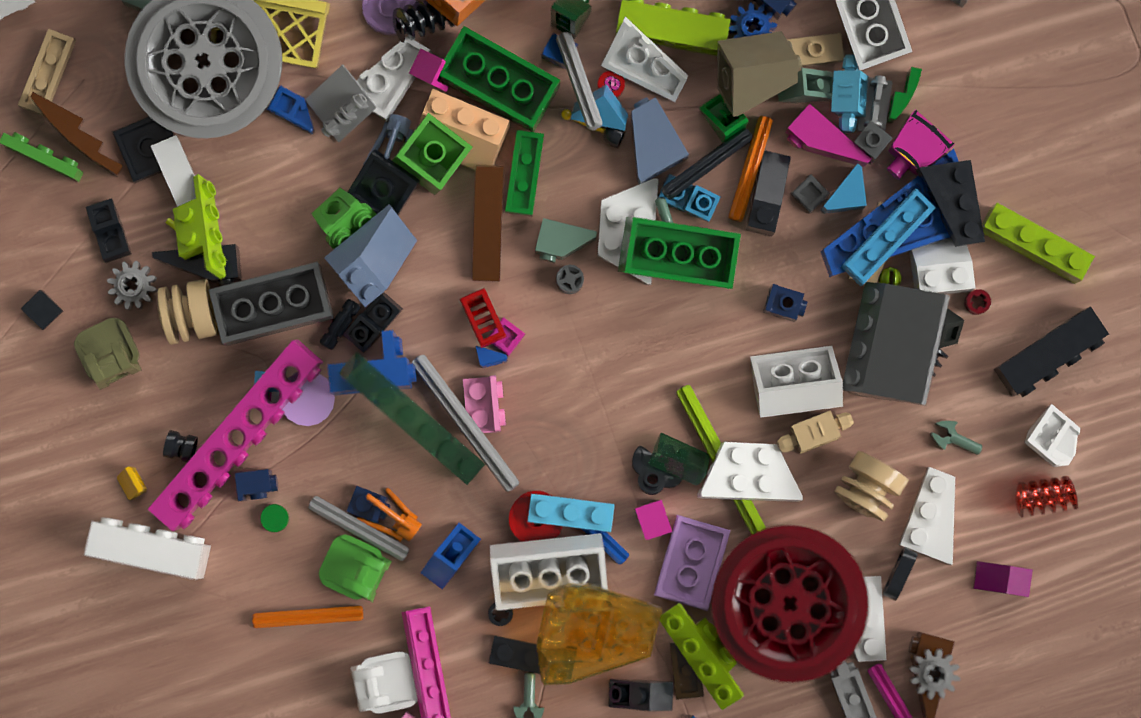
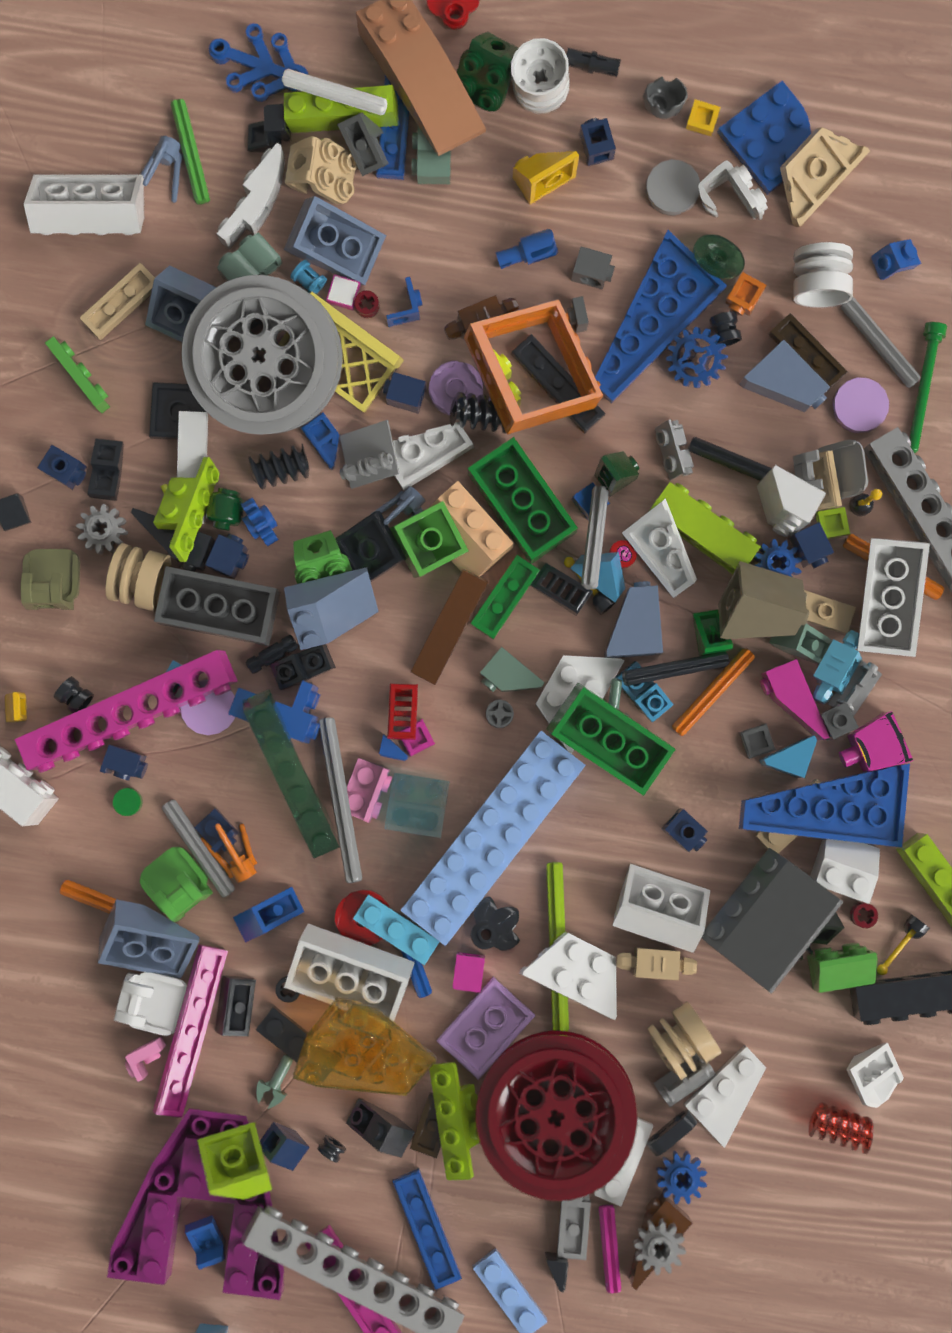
camera: 30 degrees right, 0 degrees up
(69, 127) = (114, 360): reddish brown slope -> none
(69, 247) = (62, 467): none -> dark blue brick
(101, 49) = (174, 300): none -> sand blue slope
(235, 214) = (225, 509): none -> dark green head
(258, 254) = (228, 555): none -> dark blue brick
(266, 152) = (280, 467): none -> black piece
(272, 210) = (259, 522): none -> blue gear
(345, 32) = (404, 392): none -> dark blue brick
(353, 630) = (145, 941): none -> sand blue slope
(428, 68) = (462, 460): dark pink panel -> none
(460, 652) = (235, 1006): none -> black slope
(536, 395) = (417, 805): none -> clear light blue slope
(569, 151) = (576, 586): none -> black slope
(617, 390) = (492, 838): none -> light blue brick
(680, 459) = (520, 927): clear green slope -> none
(768, 193) = (718, 723): black slope -> none
(884, 276) = (789, 850): lime hinge -> none
(885, 533) = (675, 1089): none -> light grey hinge
(888, 237) = (810, 818): dark azure tile -> none
(900, 100) = (880, 696): green slope -> none
(917, 613) = (677, 1187): none -> blue gear
(955, 438) = (782, 1031): sand green bar -> none
(956, 198) = (890, 811): black wing -> none
(981, 357) = (842, 968): none -> bright green slope
(1002, 579) = (764, 1183): magenta slope -> none
(1026, 292) = (914, 929): none -> hinge

